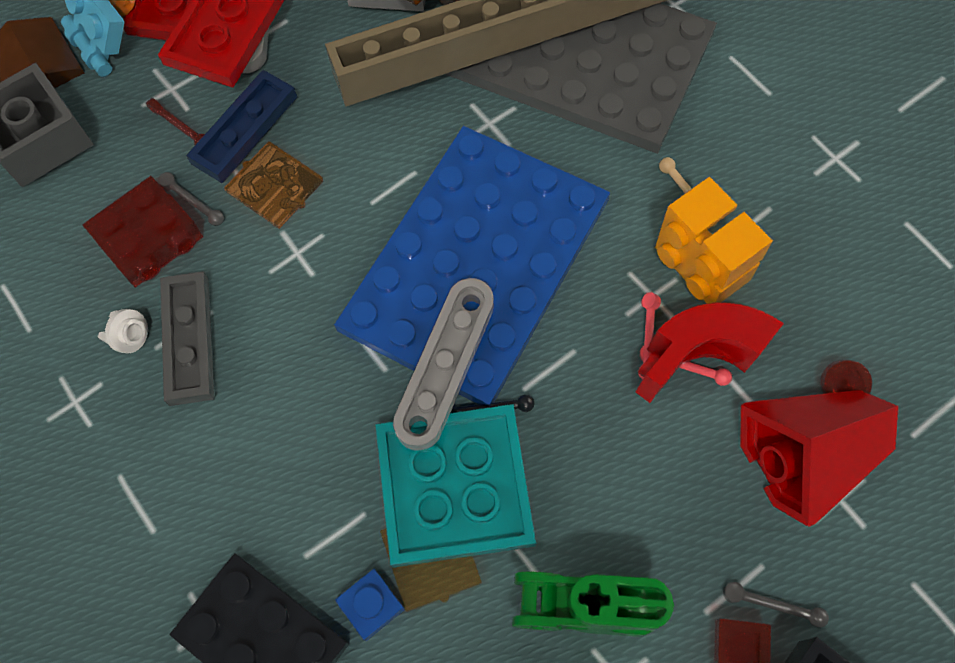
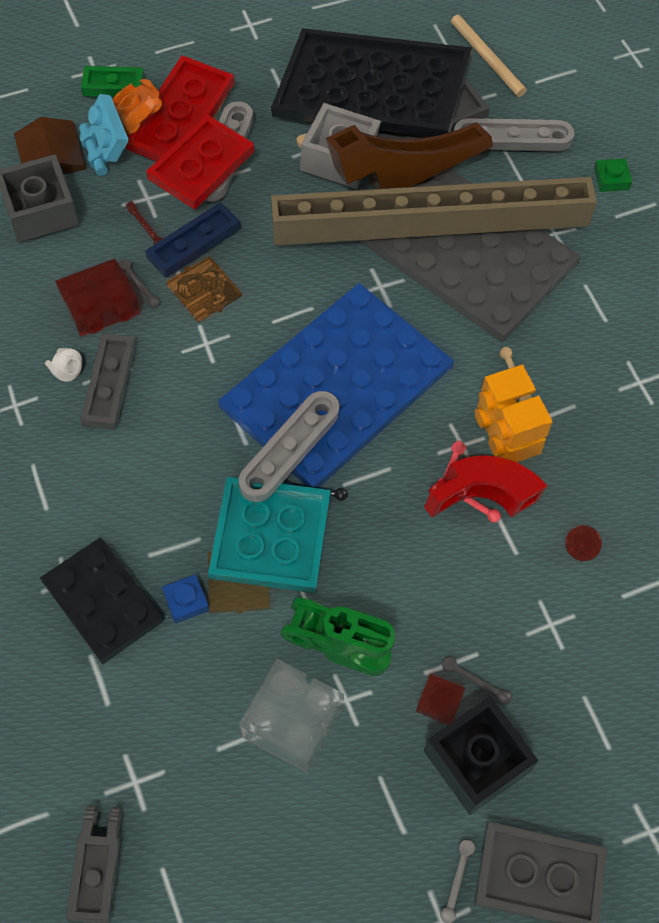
camera: 10 degrees right, 5 degrees down
(817, 447) = (543, 579): red slope -> none

